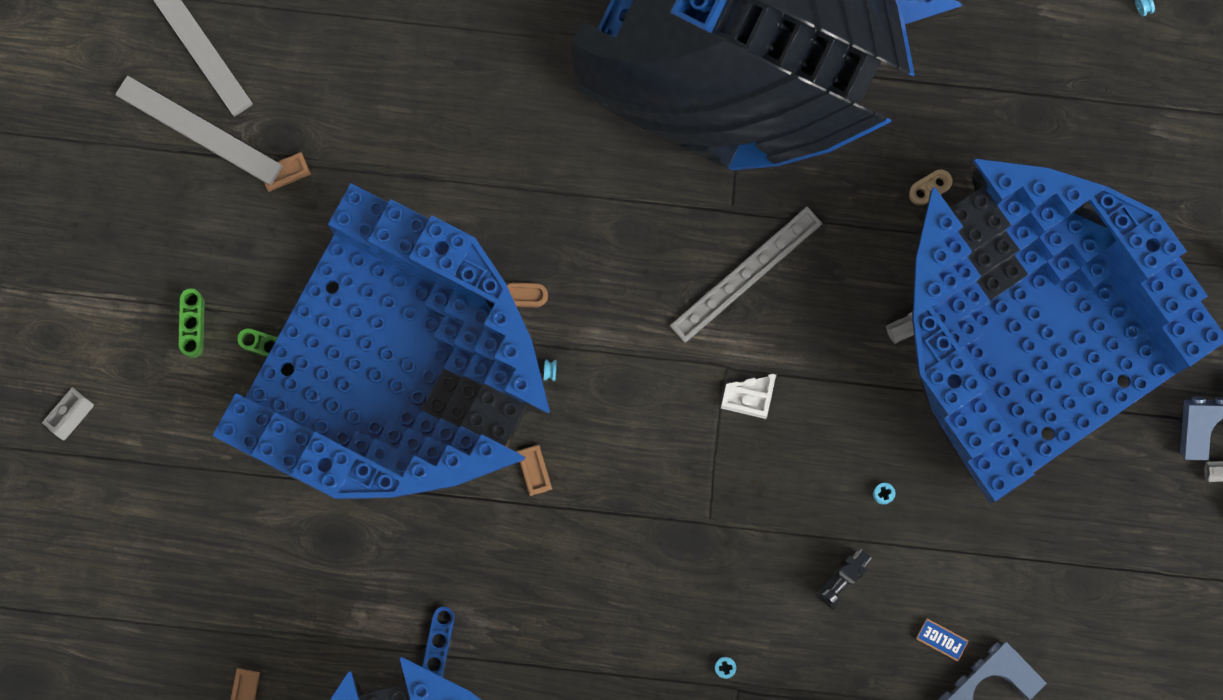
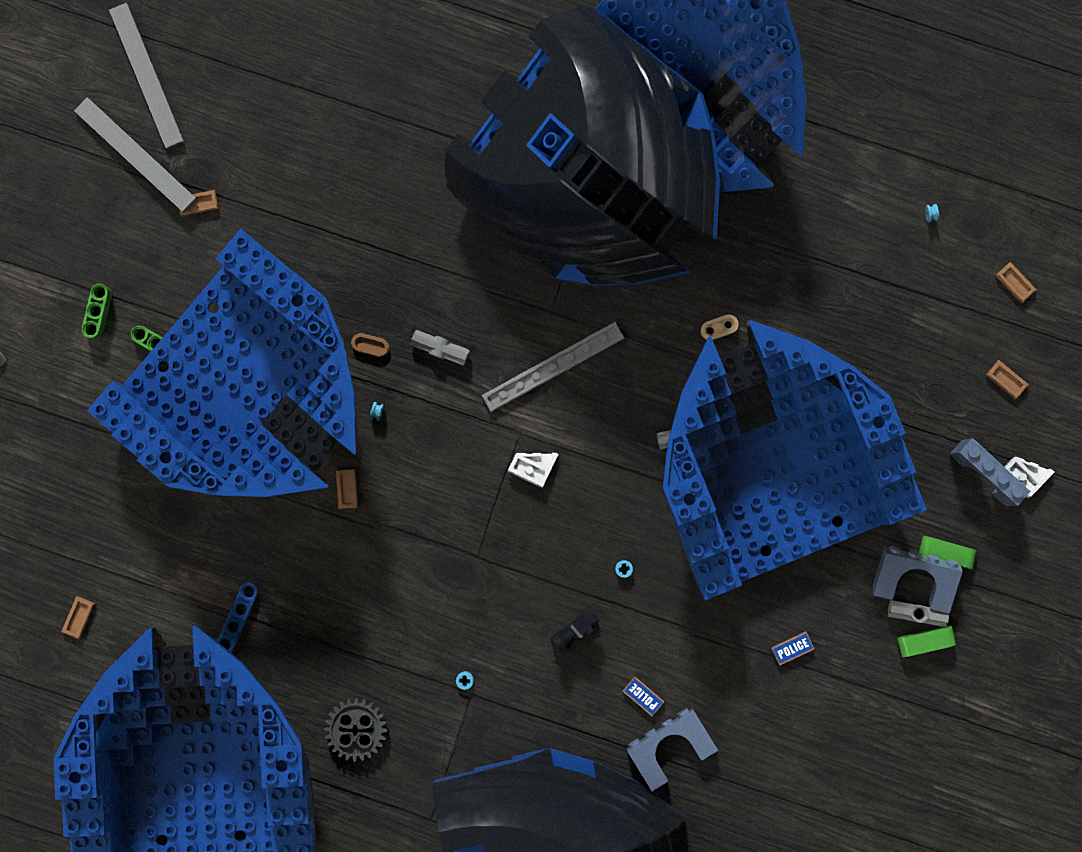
camera: 20 degrees right, 5 degrees up
(608, 279) = (439, 347): none -> light grey piece
(1104, 544) = (792, 648): none -> tile

